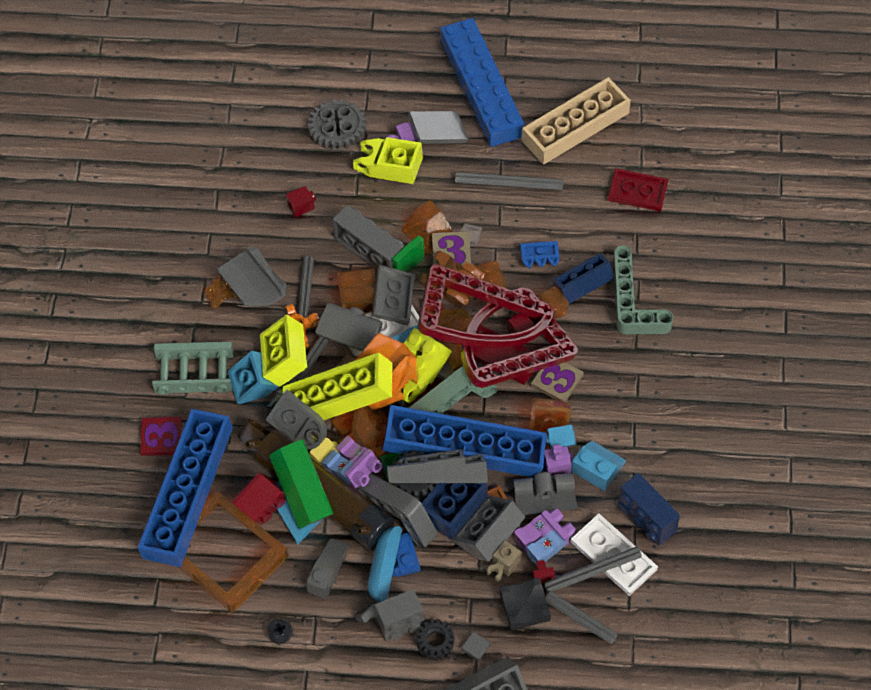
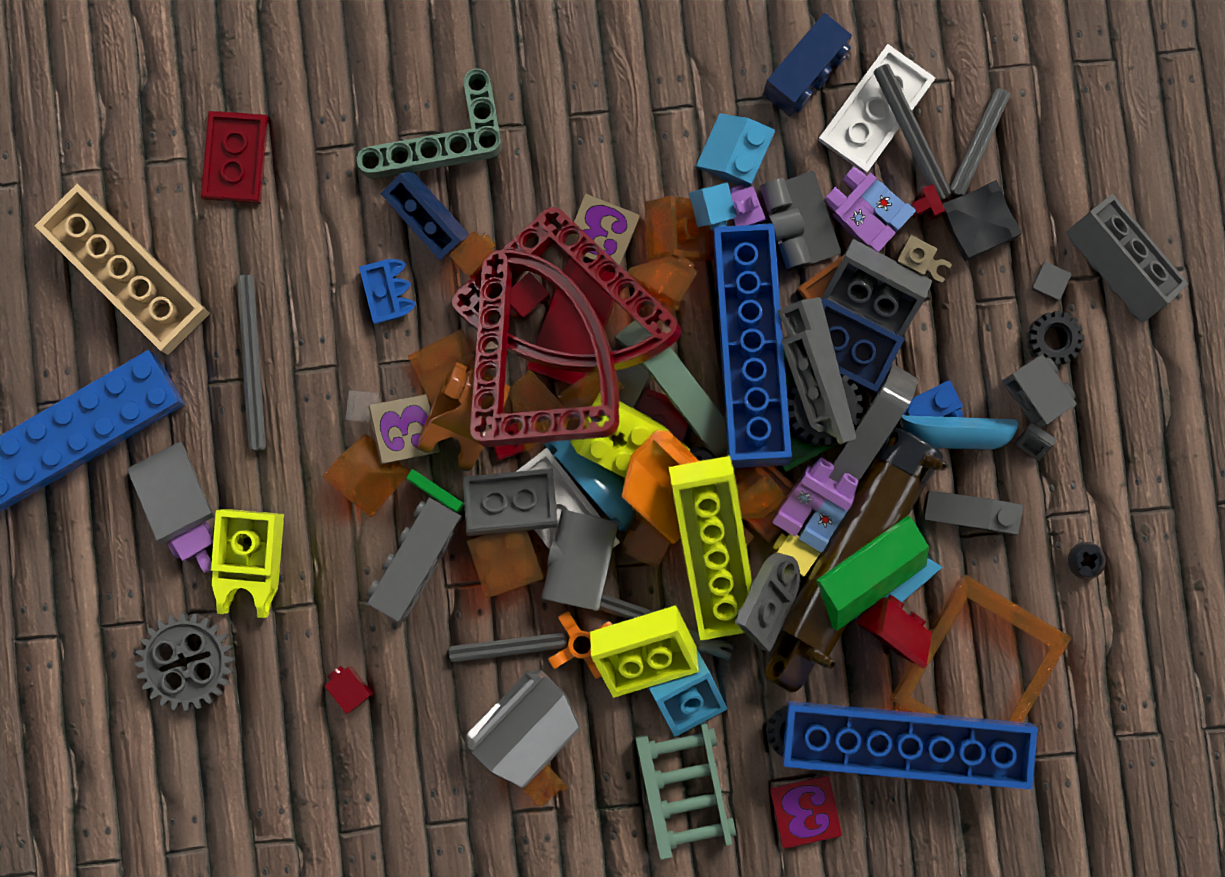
camera: 100 degrees left, 25 degrees up
(515, 403) = (666, 279): none -> clear orange slope

